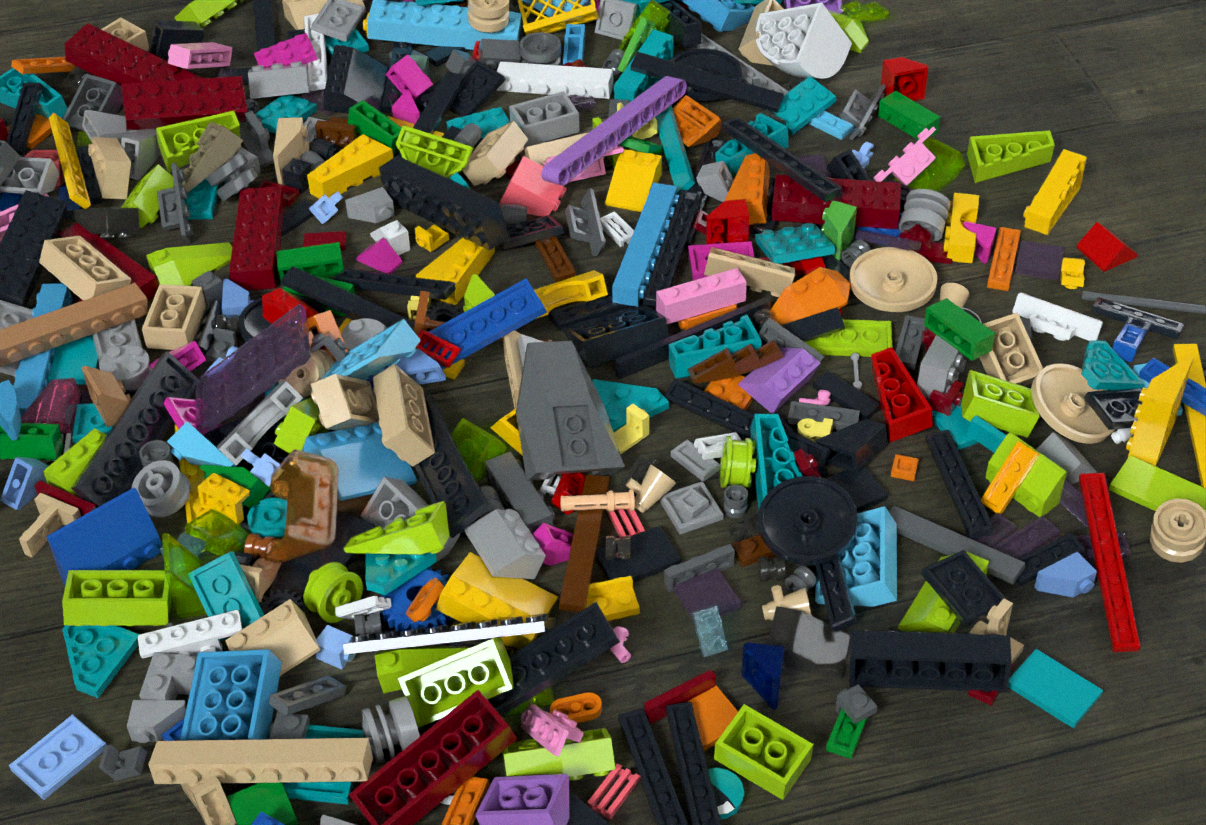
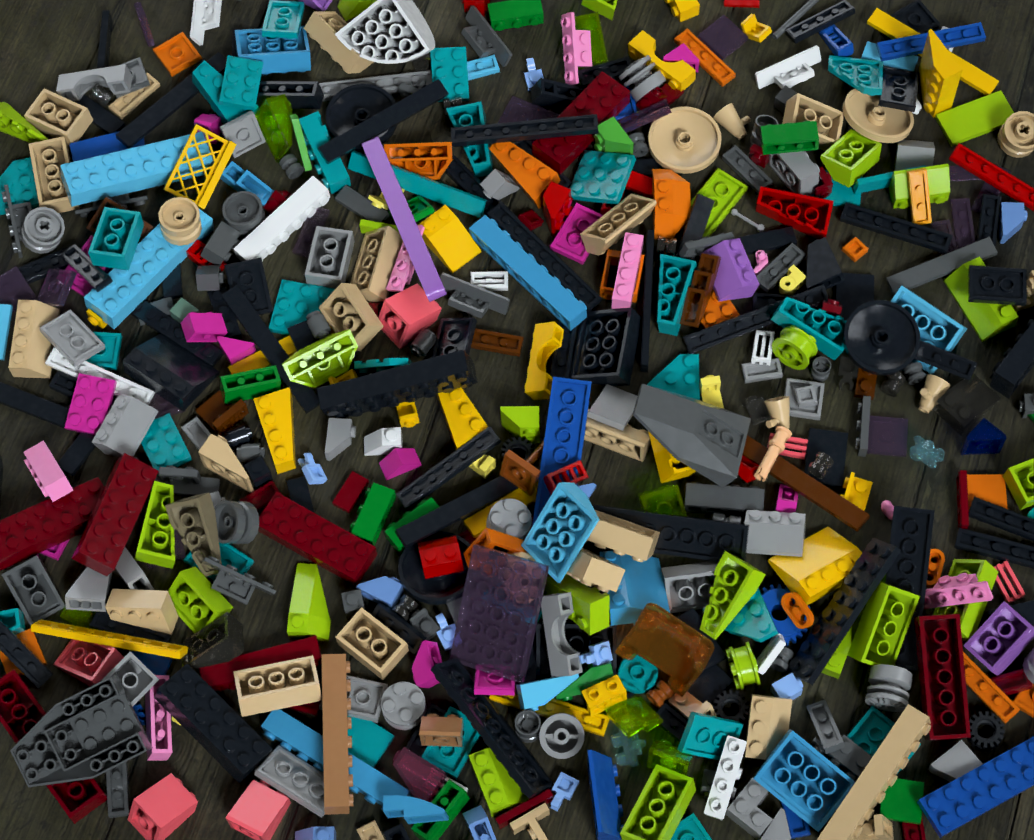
camera: 55 degrees left, 20 degrees up
(334, 345) = (518, 546): dark grey bracket -> none

